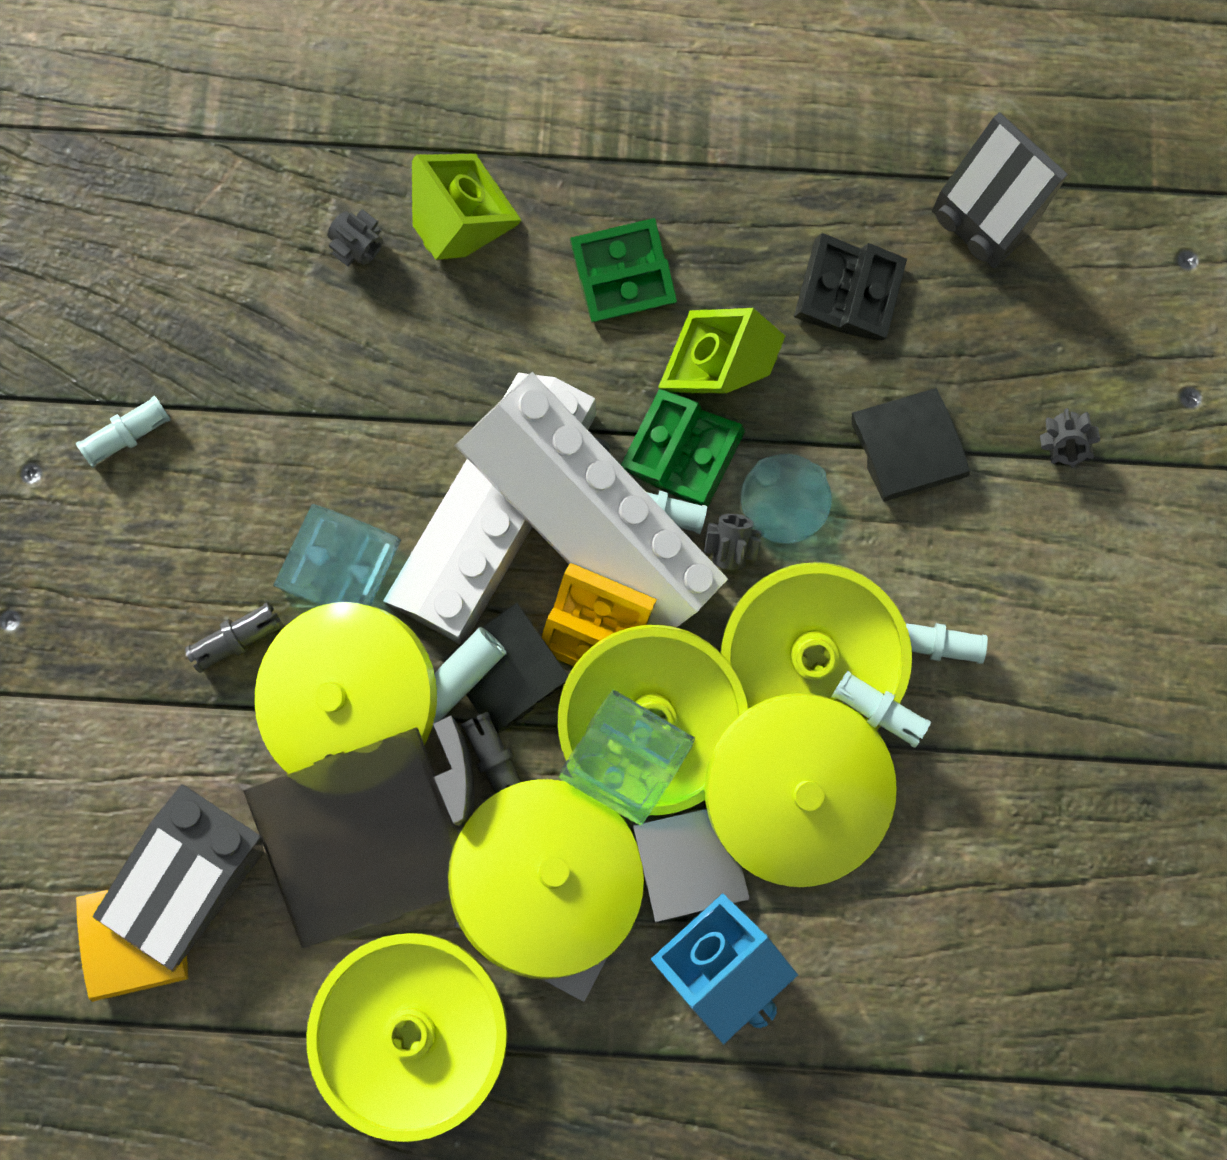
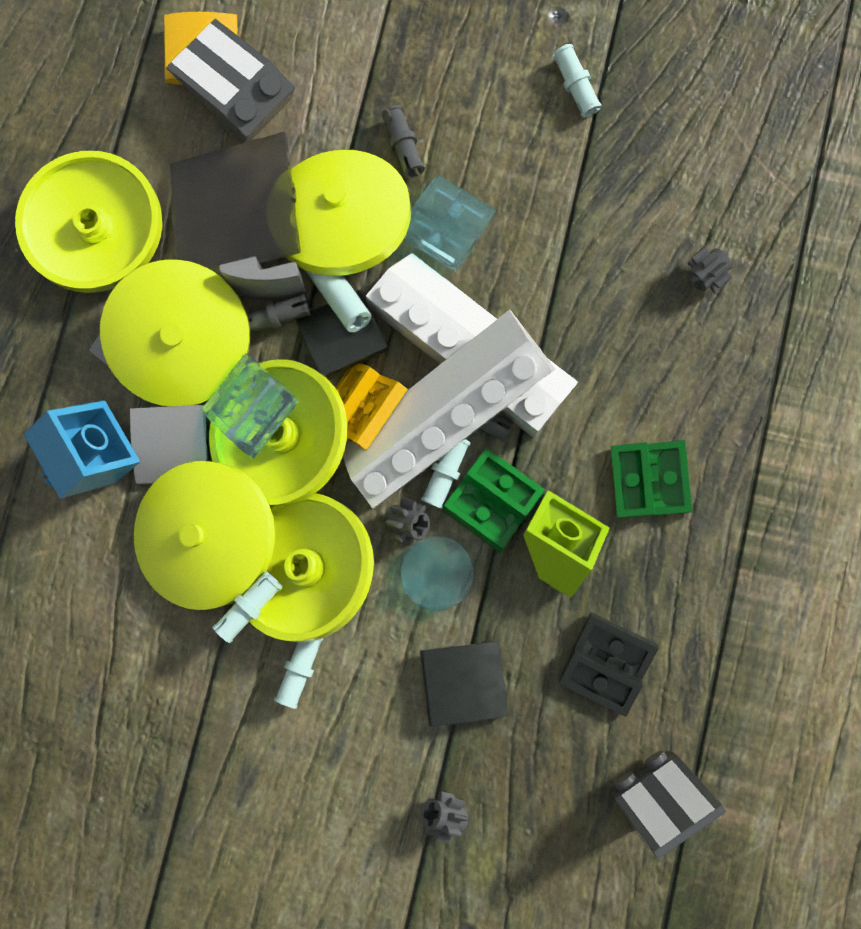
camera: 100 degrees right, 5 degrees up
(457, 205) = (728, 355): lime slope -> none

